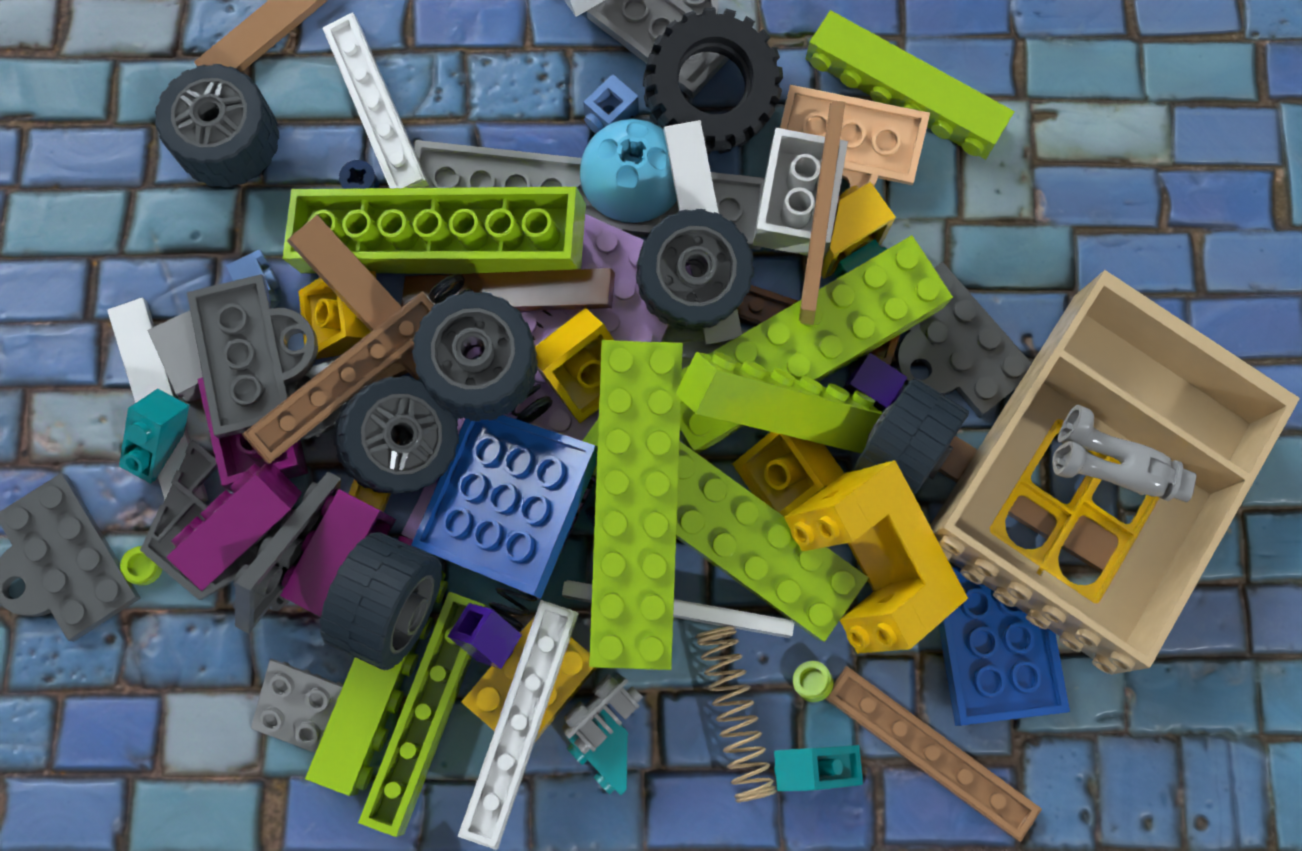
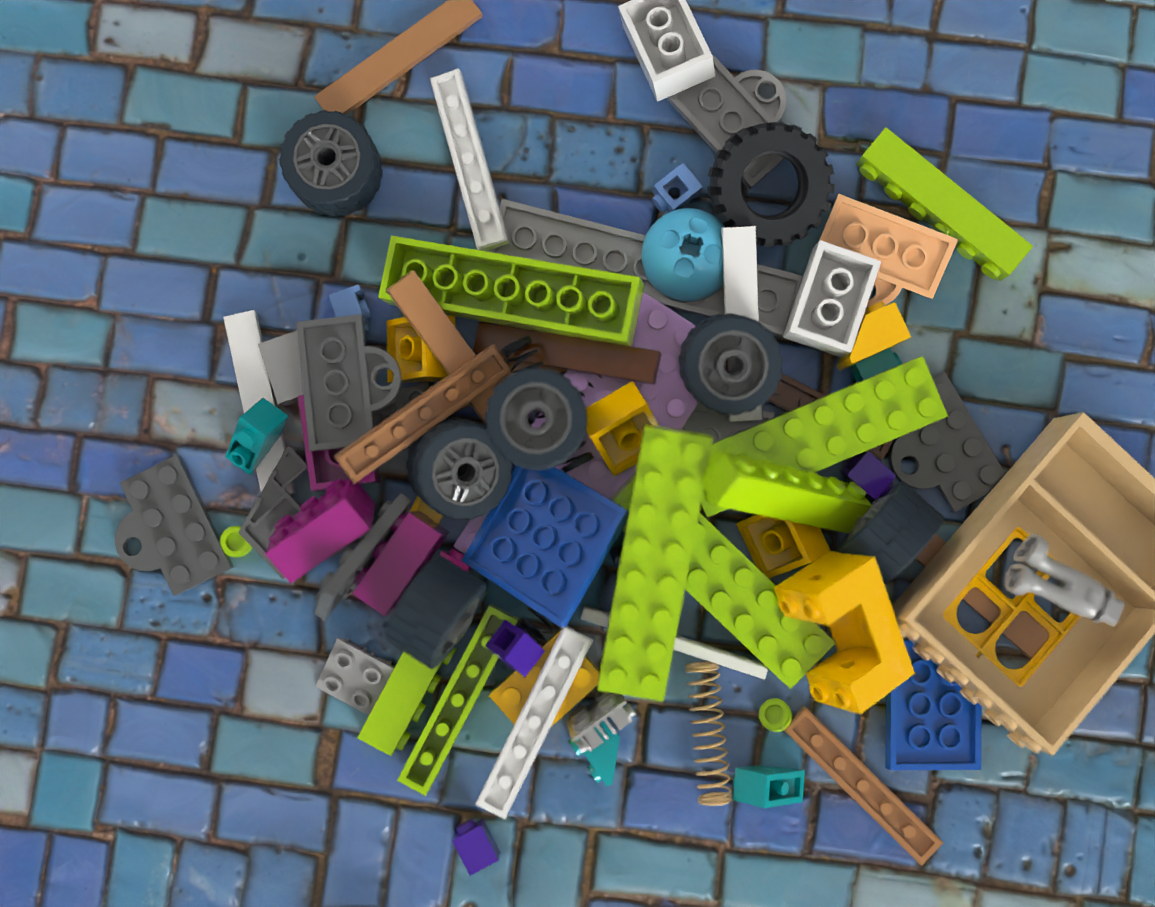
camera: 10 degrees right, 10 degrees up
(353, 170) = (452, 235): dark blue wheel -> none
(821, 213) = (848, 327): medium nougat tile -> none

